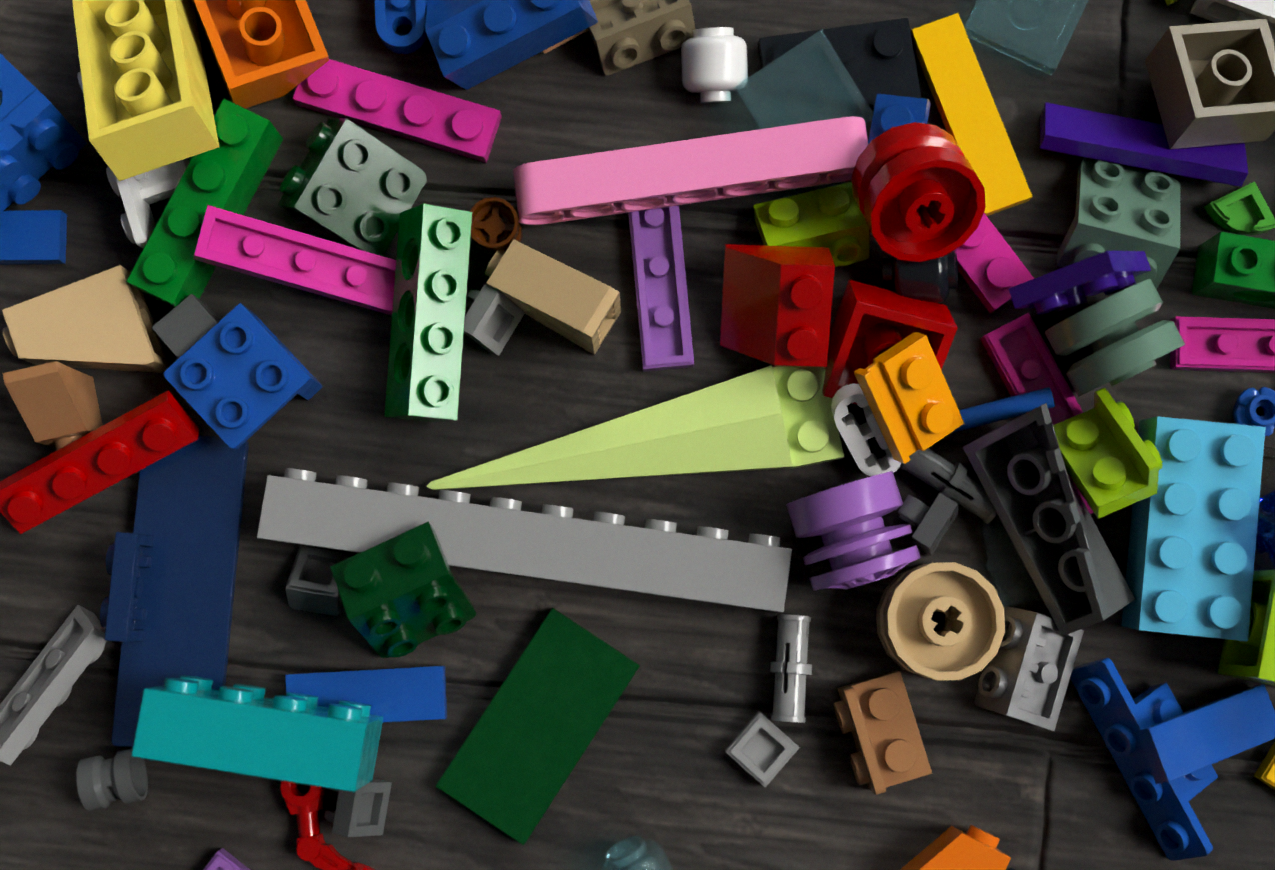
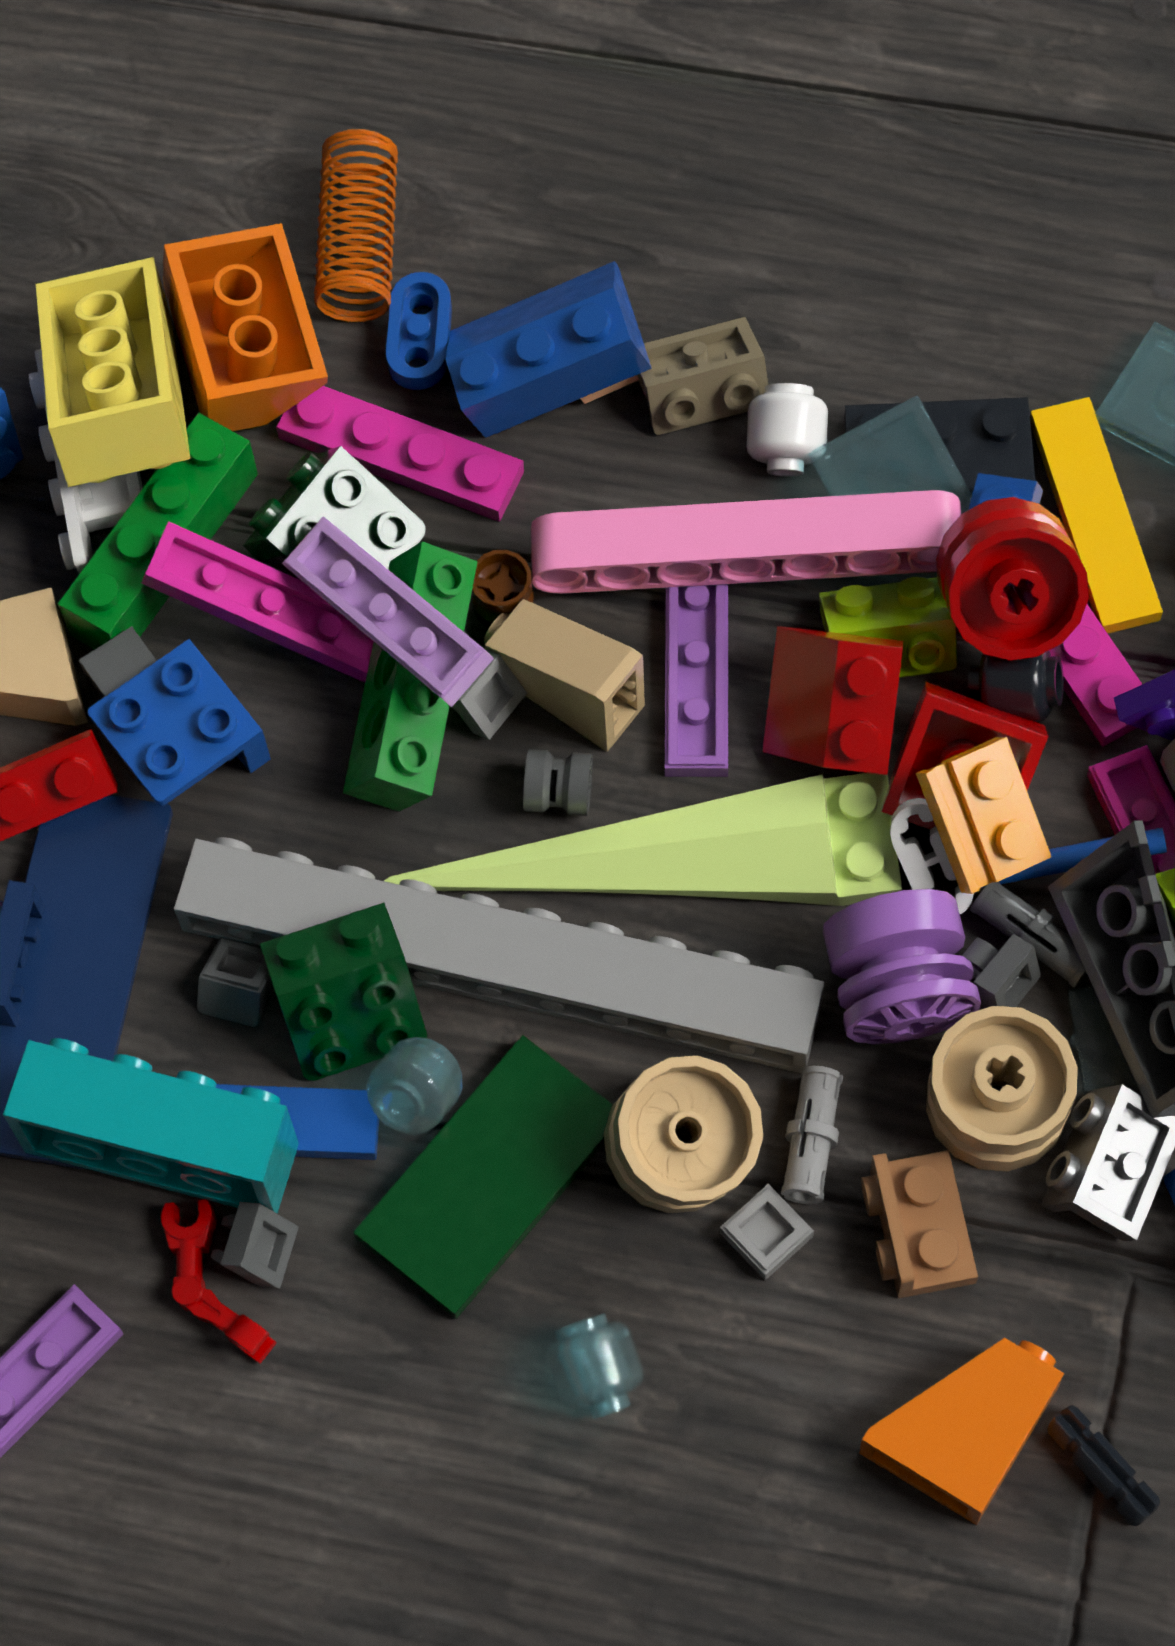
camera: 10 degrees right, 15 degrees down
(402, 270) = (388, 611): none -> lavender tile
(470, 664) = (414, 1085): none -> clear light blue head
(570, 391) = (572, 784): none -> dark grey wheel
(717, 706) = (715, 1110): none -> tan wheel

